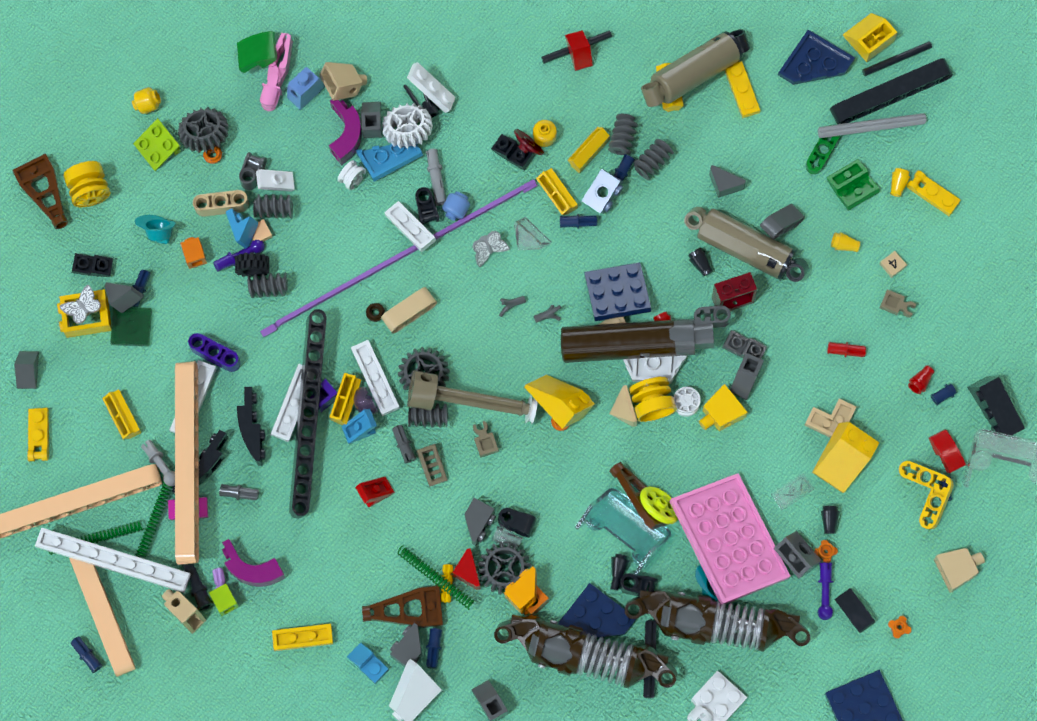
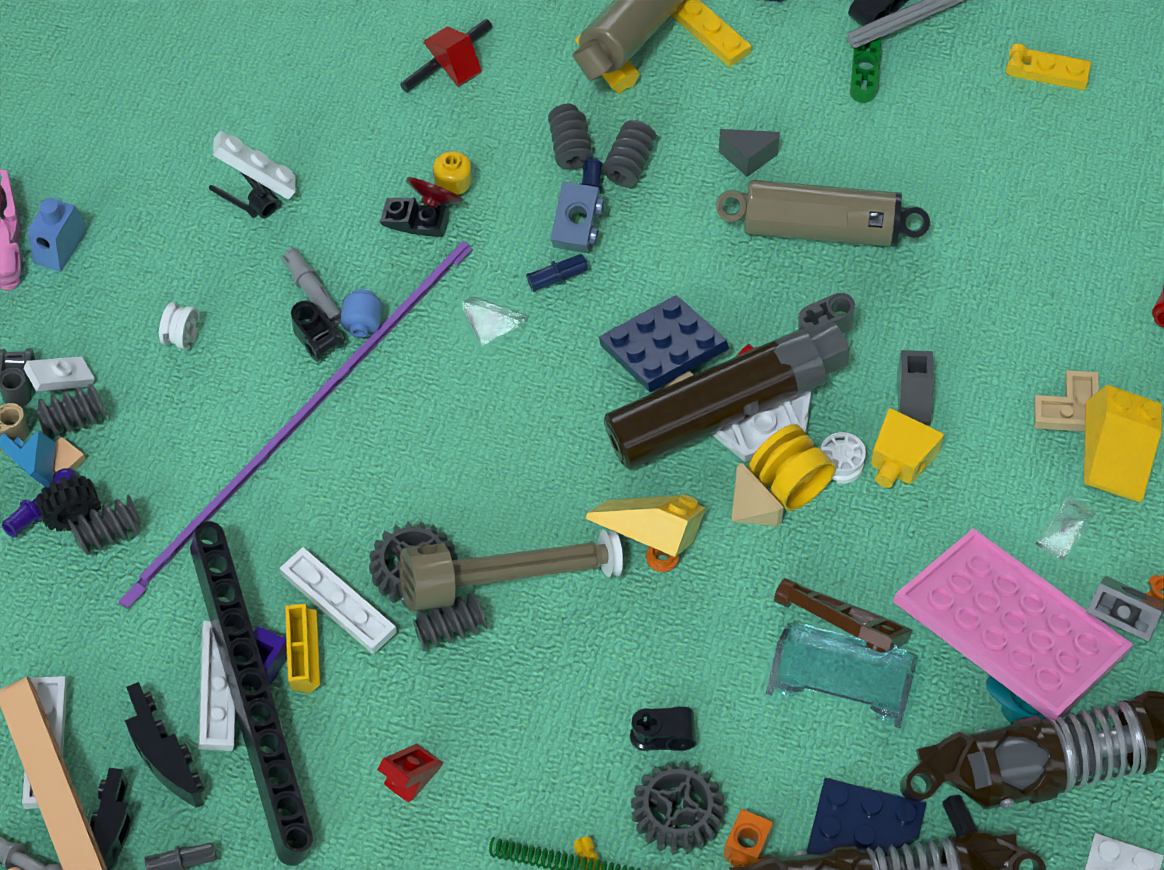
camera: 25 degrees left, 15 degrees down
(209, 345) = (42, 647): dark purple beam -> none
(342, 80) = (110, 203): tan torso -> none
(347, 144) = (155, 285): magenta arch -> none
(360, 426) = (344, 679): dark azure slope -> none
(363, 401) = (336, 642): clear purple hair -> none
(371, 119) = (180, 244): dark grey slope -> none
(372, 307) = (293, 499): dark brown plate -> none
(386, 159) = (226, 289): dark azure wing -> none
(403, 444) = (426, 681): dark grey axle -> none
(407, 130) = (238, 230): white gear -> none
(409, 310) = (350, 483): tan beam -> none
(410, 226) = (301, 365): white plate -> none
(420, 452) = (486, 679): dark tan slope -> none
(466, 571) = (619, 836): red slope -> none
(478, 518) = (598, 749): dark grey slope -> none
(485, 442) = (557, 630): dark tan plate -> none
(487, 245) = (435, 349): light grey animal -> none
(504, 535) = (652, 755): clear cone -> none
(511, 303) = (506, 419): dark grey bar -> none
(523, 592) = (730, 825): light orange slope -> none
(548, 314) = (570, 414): dark grey bar -> none
(557, 192) = (507, 244): yellow piece -> none
(589, 149) = (528, 174): yellow piece -> none
(618, 566) = (858, 733): black cone -> none
(640, 583) = (902, 746): black piece -> none
(658, 505) = (879, 615): neon yellow plate -> none
(700, 261) = (765, 262): black cone -> none
(738, 289) = (843, 270): dark red window -> none
(741, 345) = (882, 355): dark grey slope -> none
(782, 221) = (860, 165): dark grey beam -> none
(830, 519) = (1144, 541): black cone -> none
(845, 243) = (959, 168): yellow cone -> none
(846, 349) = (1038, 304): red axle -> none
(853, 184) = (930, 94): green slope -> none
(893, 264) = (1043, 173): tan tile -> none
(894, 303) = (1074, 220): dark tan plate -> none
(899, 181) = (993, 64): yellow cone -> none

